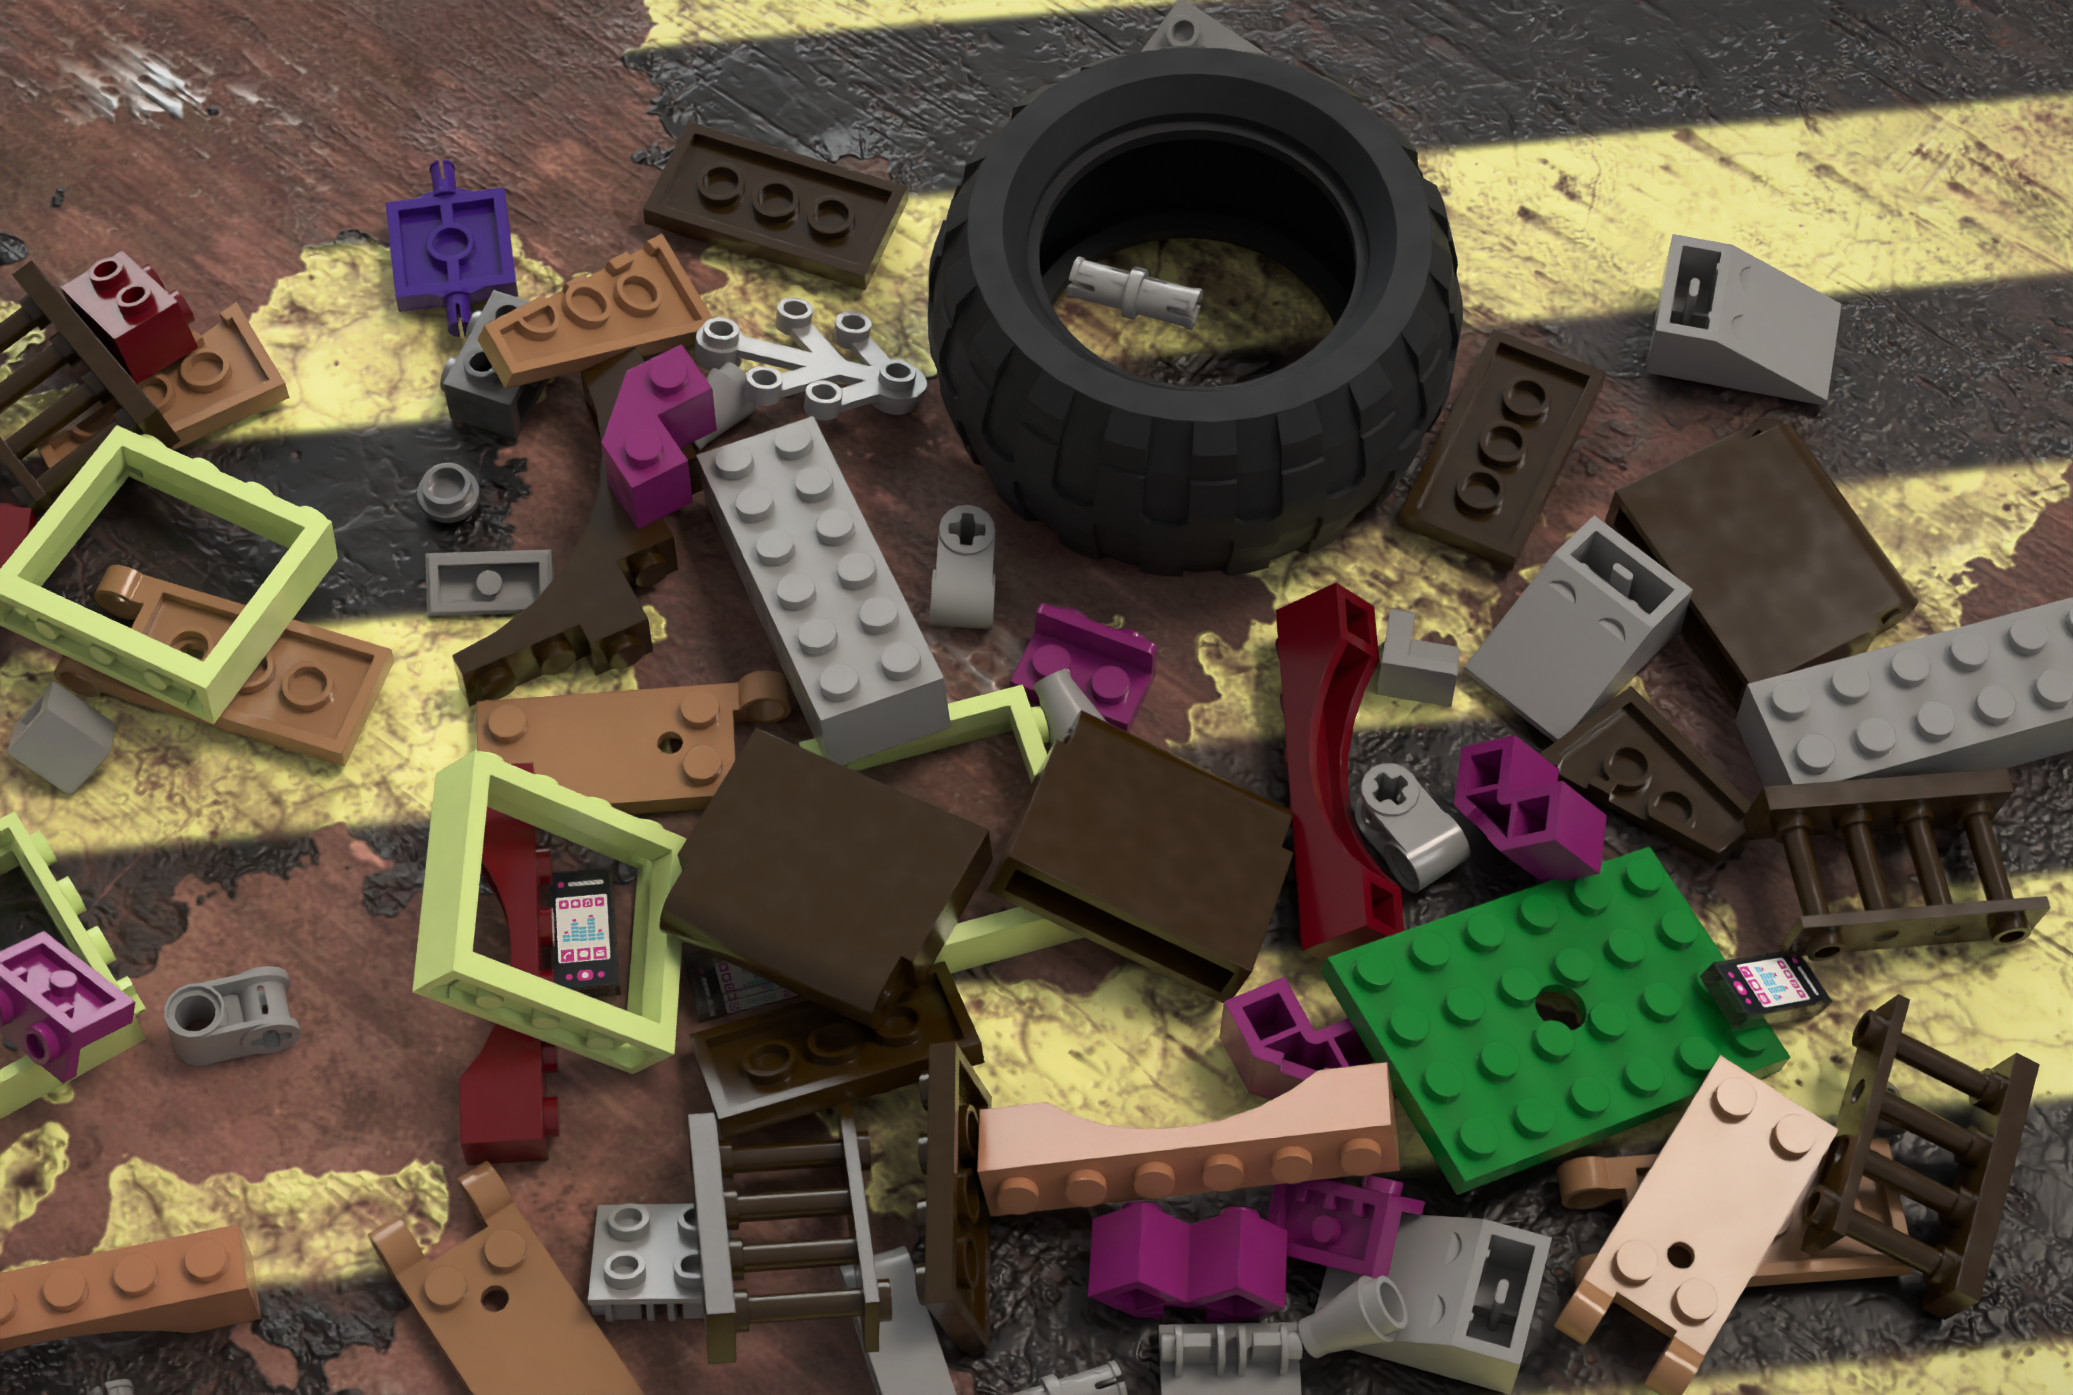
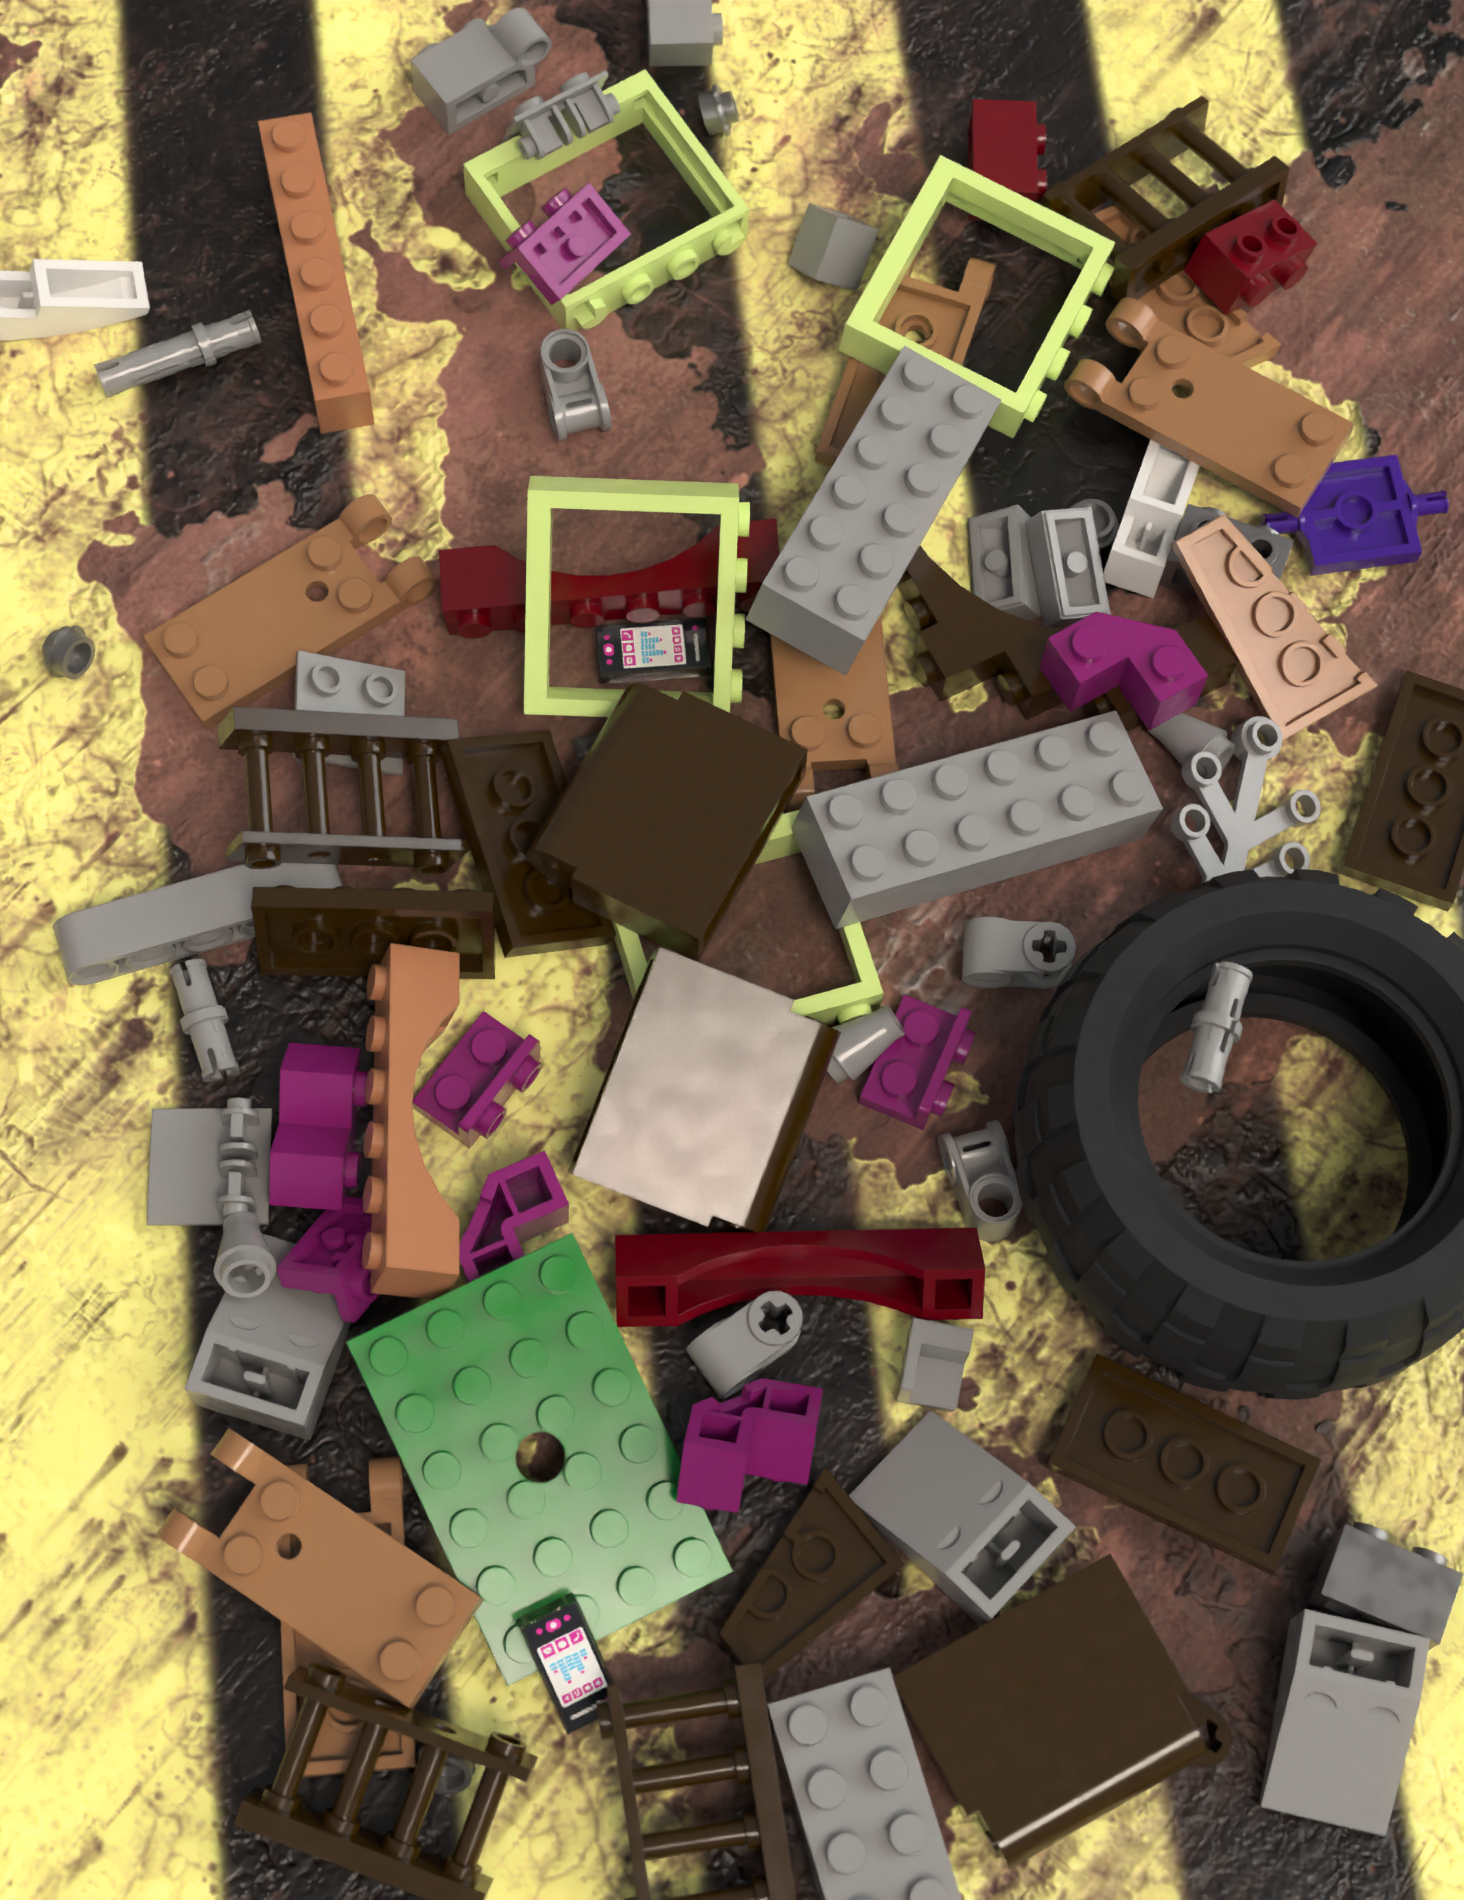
camera: 85 degrees right, 10 degrees up
(340, 336) = (1231, 422): none -> medium nougat hinge
(437, 427) = (1150, 521): none -> white slope
(452, 663) = (873, 511): none -> light grey brick
(504, 513) = (1066, 565): none -> light grey slope
(1117, 1087) = (478, 1079): none -> magenta bracket
(1213, 610) = (981, 1169): none -> light grey piece
(1614, 281) = (1386, 1584): none -> flat silver brick

